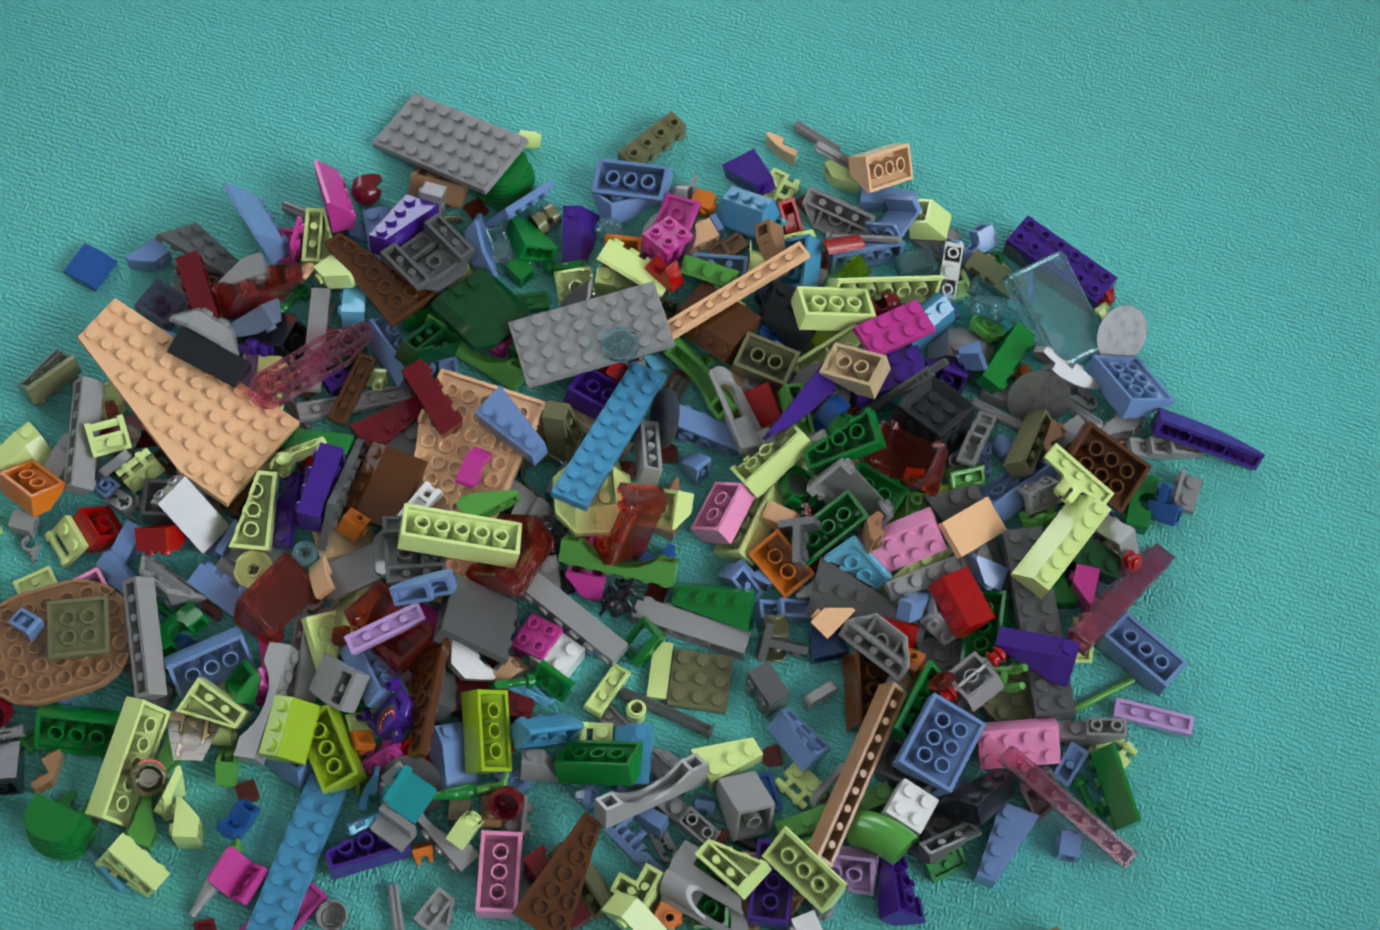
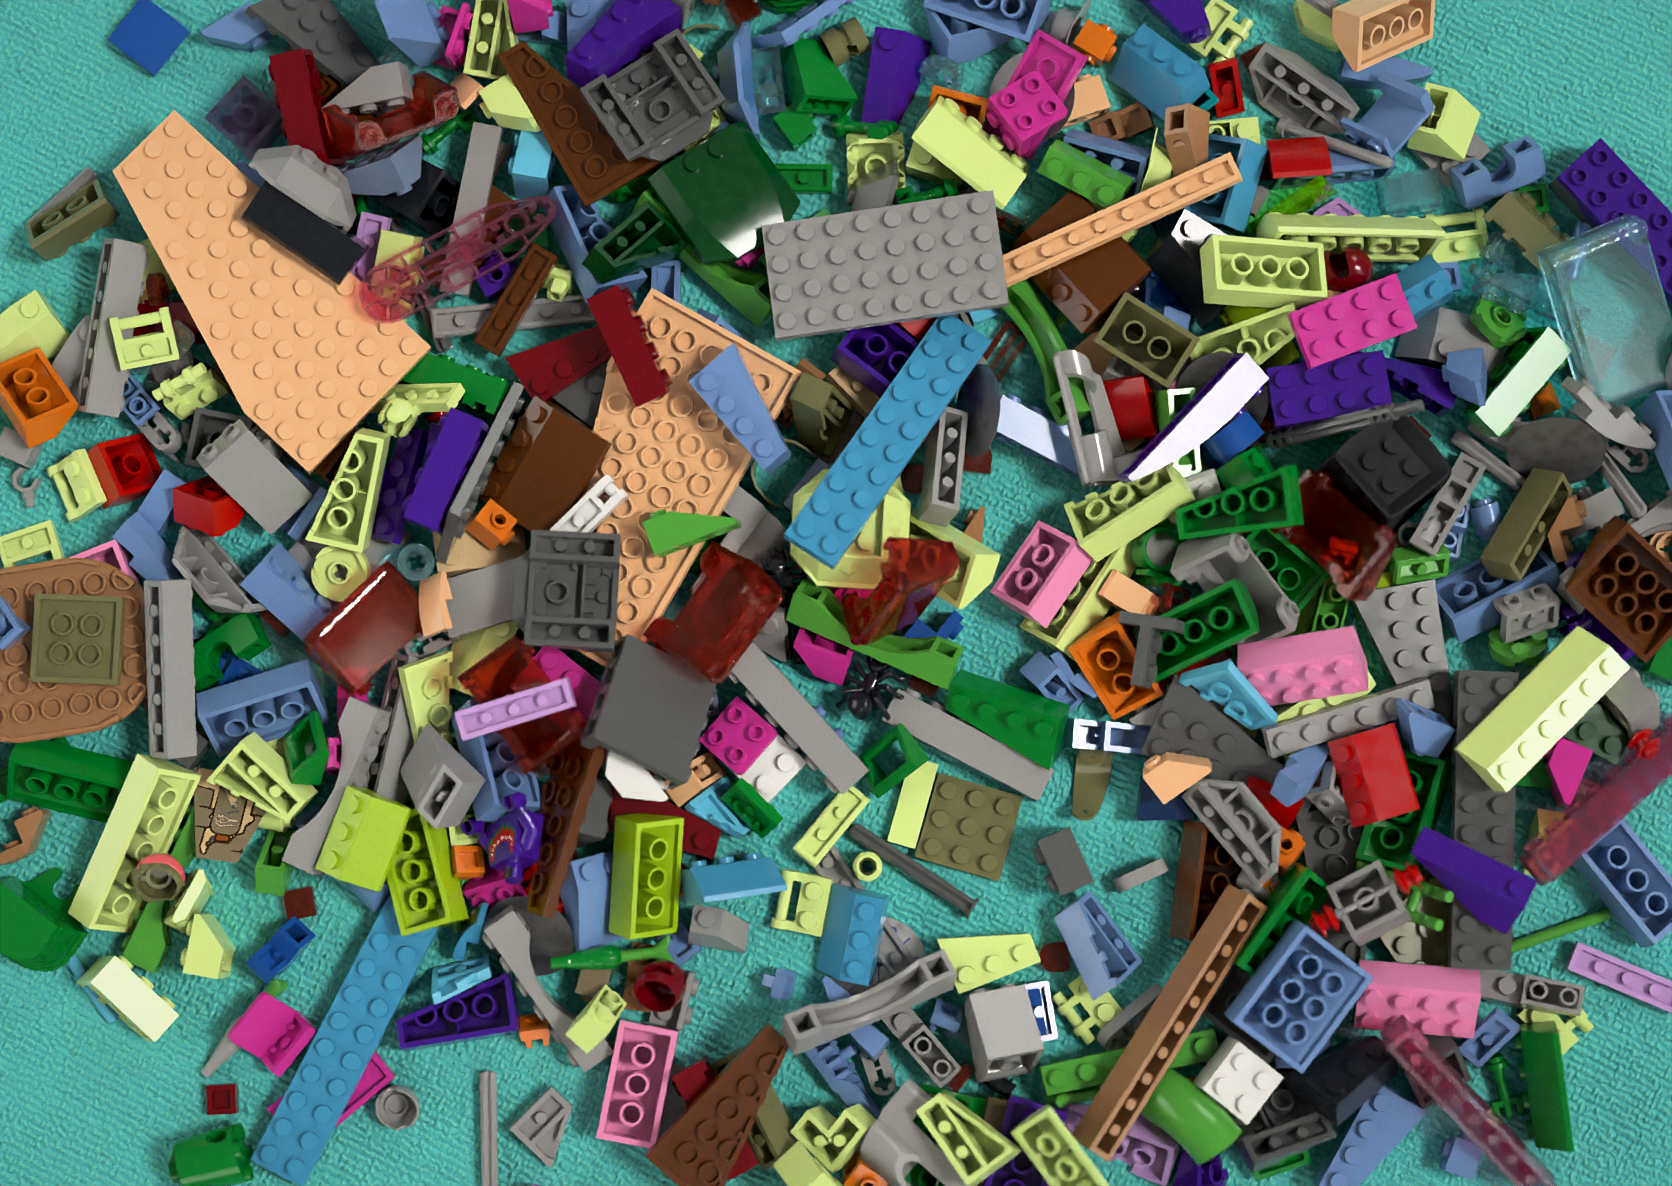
camera: 20 degrees right, 20 degrees up
(114, 463) = (152, 380): light grey beam -> none
(253, 347) = (377, 213): dark purple plate -> none
(338, 635) = (453, 696): clear red tile -> none
(393, 828) = (494, 1003): light grey panel -> none
(408, 794) = (519, 963): teal bracket -> none
(424, 588) = (578, 660): medium blue slope -> none
(459, 535) = (642, 578): yellowish green slope -> none
(472, 467) = (676, 464): dark pink slope -> none
(528, 680) = (676, 809): green hinge -> none
(599, 762) = (802, 943): green slope -> none
(620, 344) = (925, 295): clear light blue tile -> none
(667, 275) = (1015, 173): red slope -> none
(695, 467) = (1012, 490): medium blue slope -> none
(718, 225) = (1109, 86): medium blue tile -> none
(776, 644) = (1090, 791): dark grey bracket -> none
(856, 369) = (1279, 386): tan slope -> none
(872, 532) = (1256, 660): medium nougat slope -> none
(941, 681) = (1320, 901): clear red tile -> none
(951, 268) = (1460, 218): white slope -> none
(972, 527) = (1412, 658): light nougat tile -> none
(1074, 477) = (1584, 610): yellowish green plate -> none

